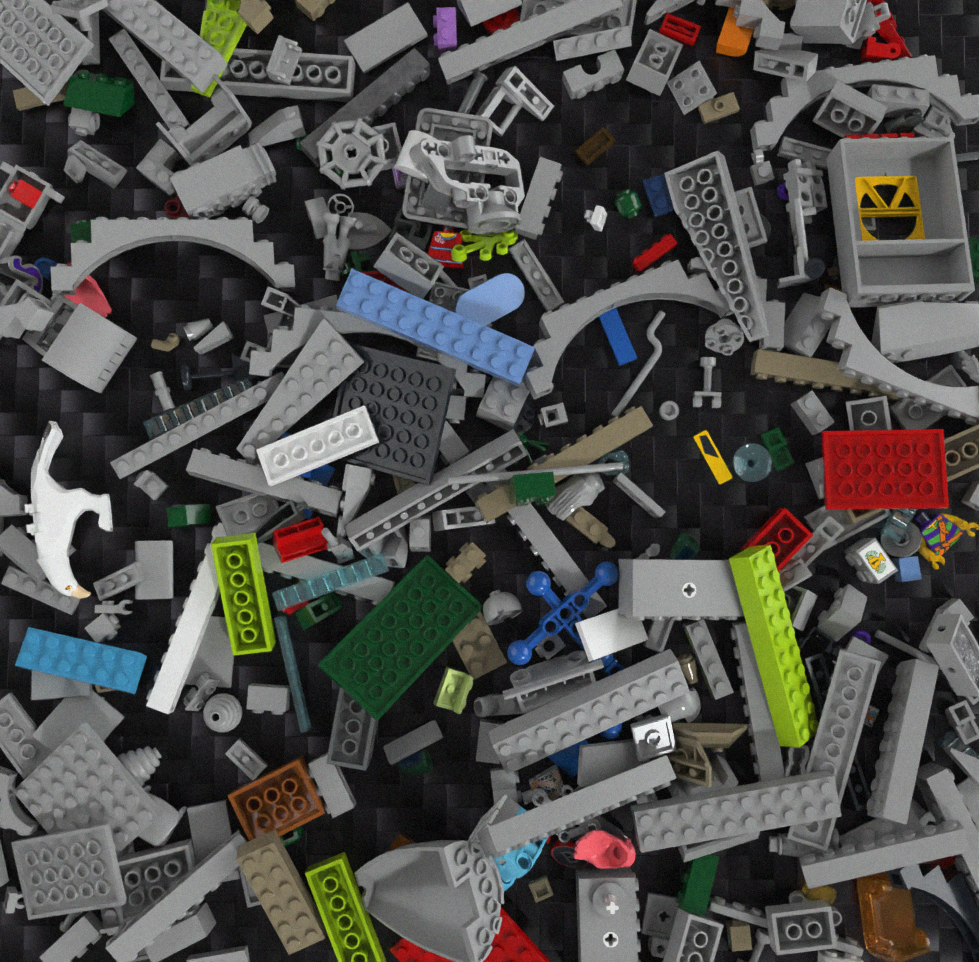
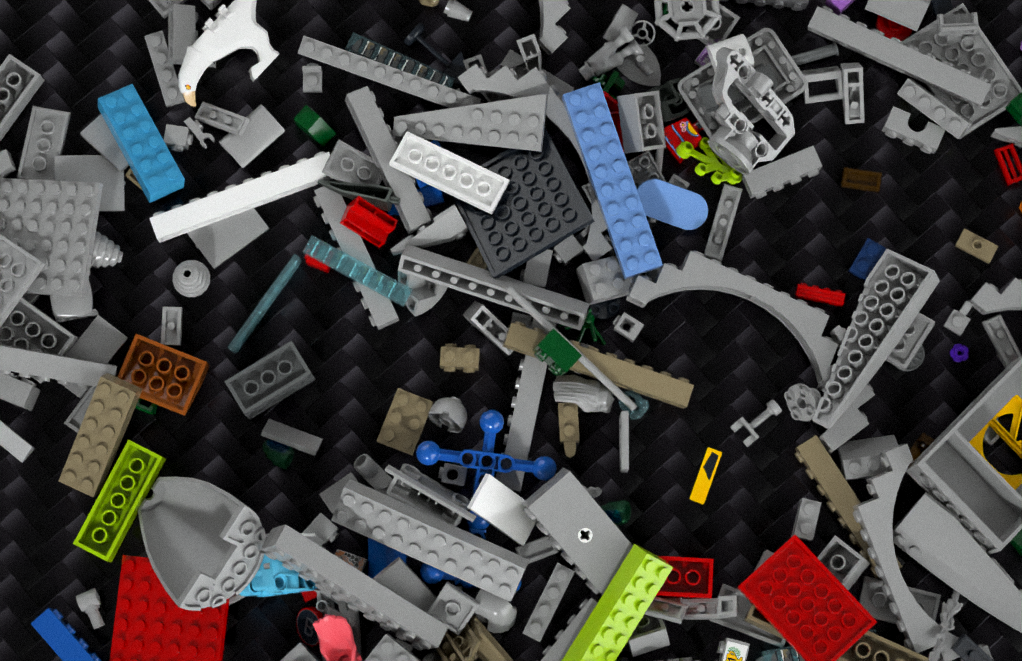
camera: 50 degrees right, 5 degrees down
(162, 391) = (388, 26): light grey pin -> none
(196, 698) = (183, 250): light grey hinge -> none
(215, 338) = (461, 29): light grey slope -> none
(243, 593) = (293, 215): lime brick -> none
(268, 698) = (231, 302): light grey brick -> none
(318, 610) = (328, 281): dark green slope -> none
(331, 785) = (207, 404): light grey brick -> none
(341, 548) = (388, 254): light grey piece -> none
(400, 637) = (364, 356): dark green plate -> none
(420, 534) = (451, 306): light grey torso -> none
(453, 690) = (356, 433): yellowish green bracket -> none
(540, 888) = (265, 629): dark tan tile -> none
(596, 218) = (807, 228): white tile -> none
(617, 337) = (731, 323): blue tile -> none
(627, 203) = (839, 241): dark green head -> none
(647, 367) = (728, 366): light grey piece -> none
(654, 62) = (966, 167): light grey slope -> none
(669, 410) = (710, 411): light grey tile -> none
(688, 668) = (528, 594): dark tan cone -> none
(692, 88) = (972, 212): light grey hinge -> none
(761, 459) = (737, 507): clear light blue dish -> none
(776, 446) = (755, 519): dark green slope -> none
(805, 183) = (972, 363): light grey hips -> none
(805, 270) = (908, 414): light grey hand -> none

